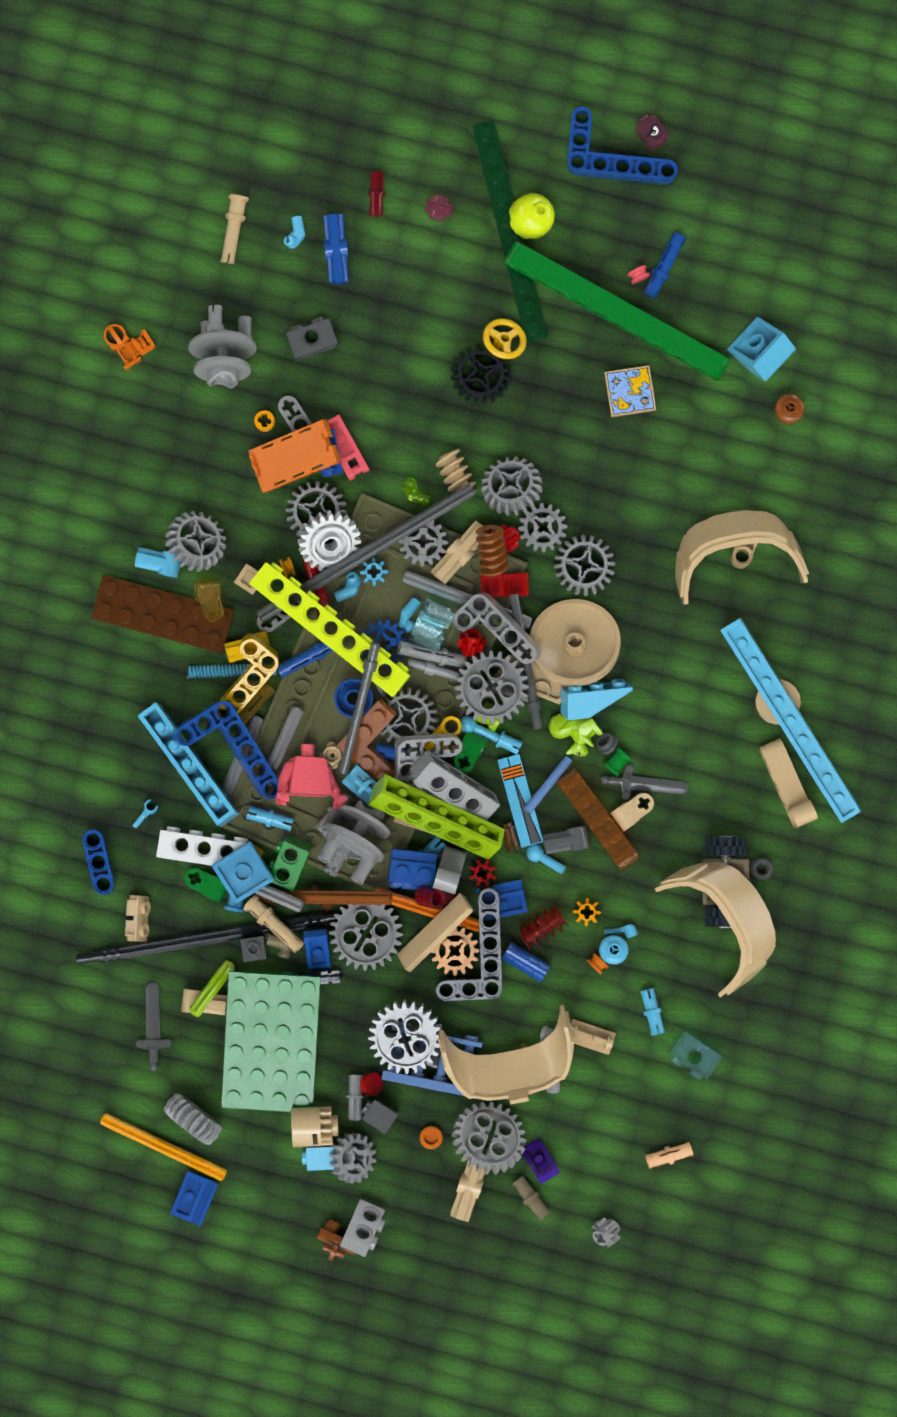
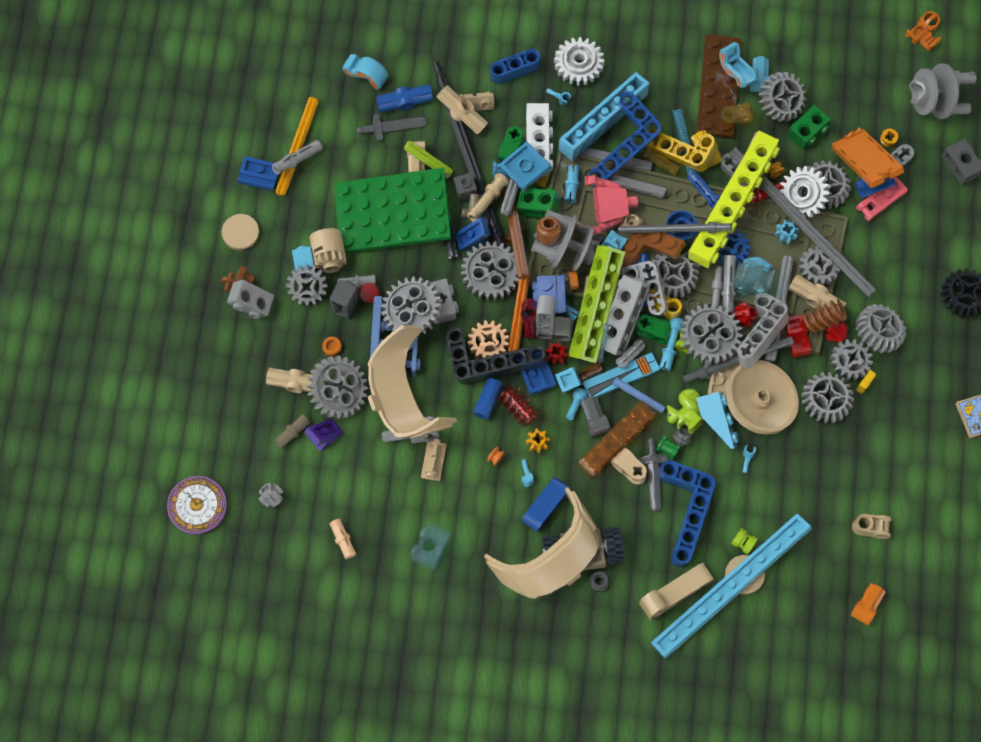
camera: 80 degrees right, 15 degrees down
(76, 1049) = (366, 68): none -> medium azure animal
(118, 784) = (566, 61): none -> white gear
(120, 1006) = (404, 98): none -> blue piece
(150, 589) = (736, 66): none -> medium azure animal
(152, 937) = (462, 109): none -> tan piece
(187, 1157) = (291, 160): none -> light grey pin
(192, 1119) = (321, 159): light grey gear -> none
(234, 518) = (806, 125): none -> green brick
(267, 1230) = (240, 232): none -> tan tile
(339, 863) = (548, 230): none -> dark orange head
(351, 587) = (770, 218): medium azure arm -> none
(384, 991) = (450, 308): none -> light grey brick
(398, 838) = (573, 280): none -> orange tile
(412, 492) = (859, 255): clear neon green arm -> none
(435, 932) = (501, 320): tan tile -> none
(454, 471) = (882, 282): tan piece -> none
(496, 785) = (630, 354): none -> light grey axle
(499, 822) = (600, 358): none -> clear light blue hinge
(519, 864) = (568, 379): none -> medium azure brick
(572, 516) = (866, 382): none -> yellow tile
(603, 1319) = (196, 505): none -> tile
(610, 957) = (513, 470): medium azure head -> none
(643, 672) = (748, 456): none -> medium azure hand
(652, 1011) = (462, 508): medium azure pin -> none
(663, 914) = (545, 504): none -> blue beam
(695, 749) = (692, 510): none -> blue beam
(730, 531) = (886, 514): tan piece -> none
(737, 698) = (741, 538): none -> lime wheel
(838, 573) = (866, 607): none -> orange piece

